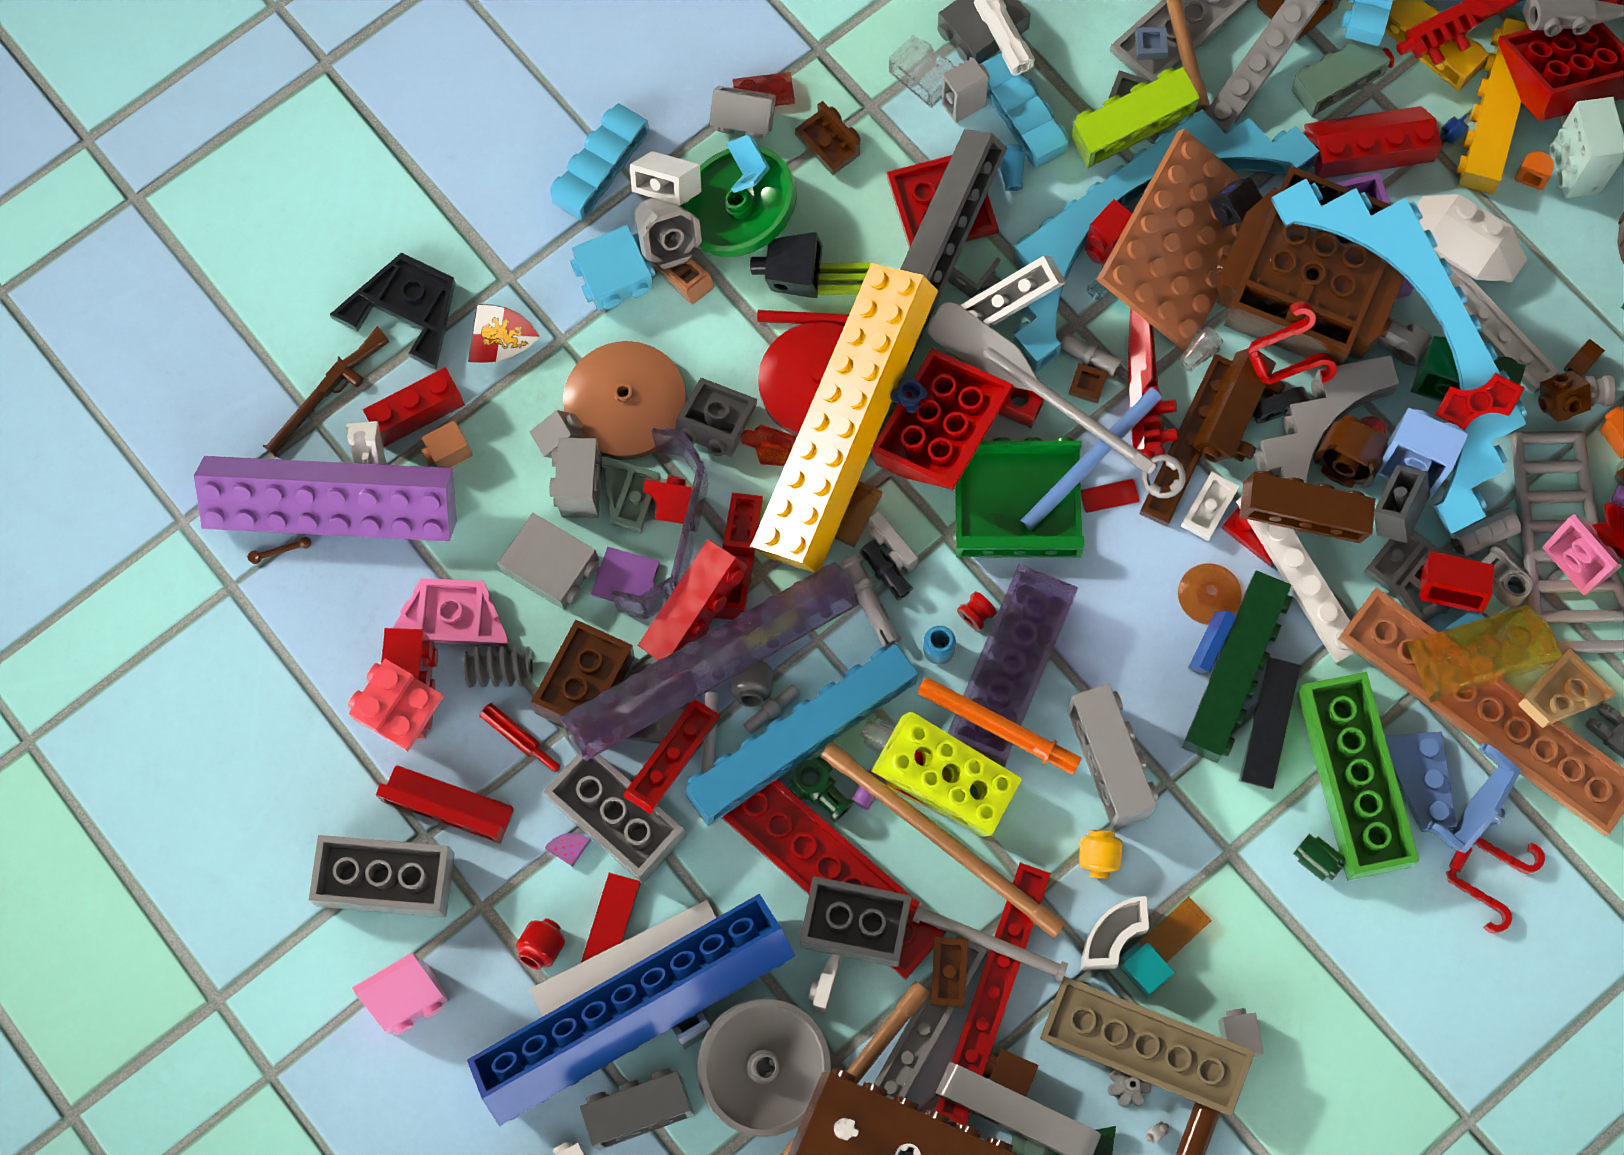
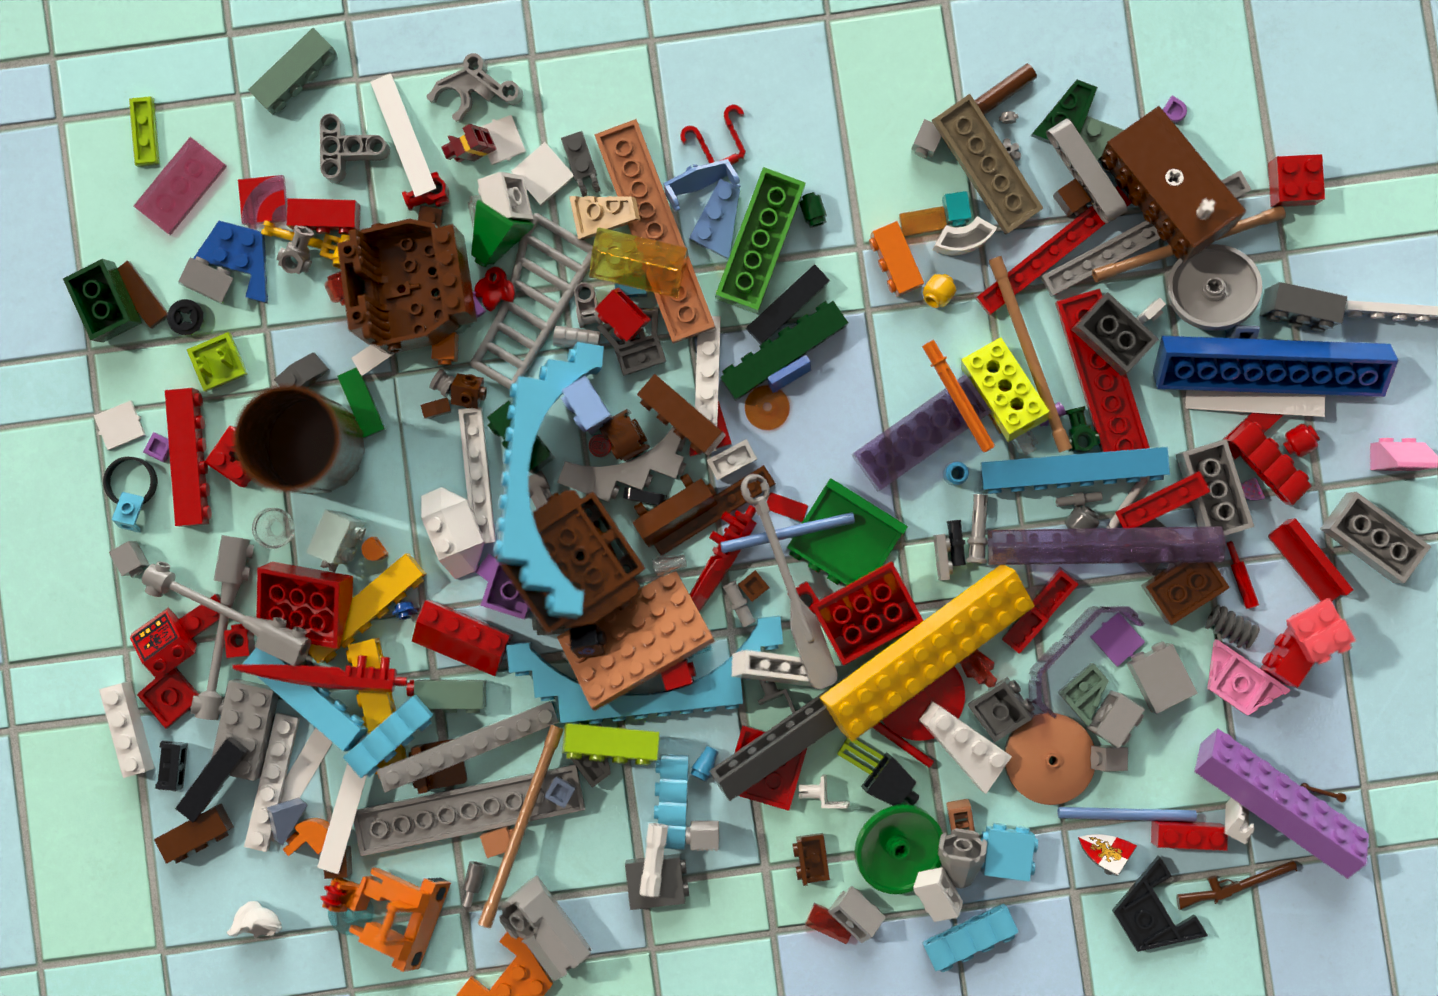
camera: 150 degrees left, 15 degrees up
(446, 446) = (1183, 795): nougat brick -> none
(502, 389) = (1127, 814): none -> medium blue piece
(567, 888) = (1269, 463): none -> red brick
(670, 497) = (1065, 672): red brick -> none
(694, 601) = (1092, 590): brick -> none
(734, 349) = (971, 751): none -> white wedge
(749, 160) = (877, 867): medium azure bracket -> none
(857, 514) = (949, 591): clear orange tile -> none
(861, 212) = (820, 791): none -> white bracket
(914, 388) = (886, 641): dark blue plate -> none
(920, 69) = (719, 871): clear brick -> none
(949, 972) = (1075, 274): reddish brown plate -> none
(976, 611) = (918, 481): red wheel -> none
(990, 942) = (1039, 277): light grey bar -> none
(1111, 756) = (899, 339): light grey brick -> none
(1178, 859) = (896, 259): none -> orange brick
(1295, 329) = (611, 526): red piece -> none
(1401, 503) = (620, 382): dark grey brick -> none
(1495, 396) = (528, 403): red tile -> none
(1582, 554) = (532, 283): bright pink slope -> none

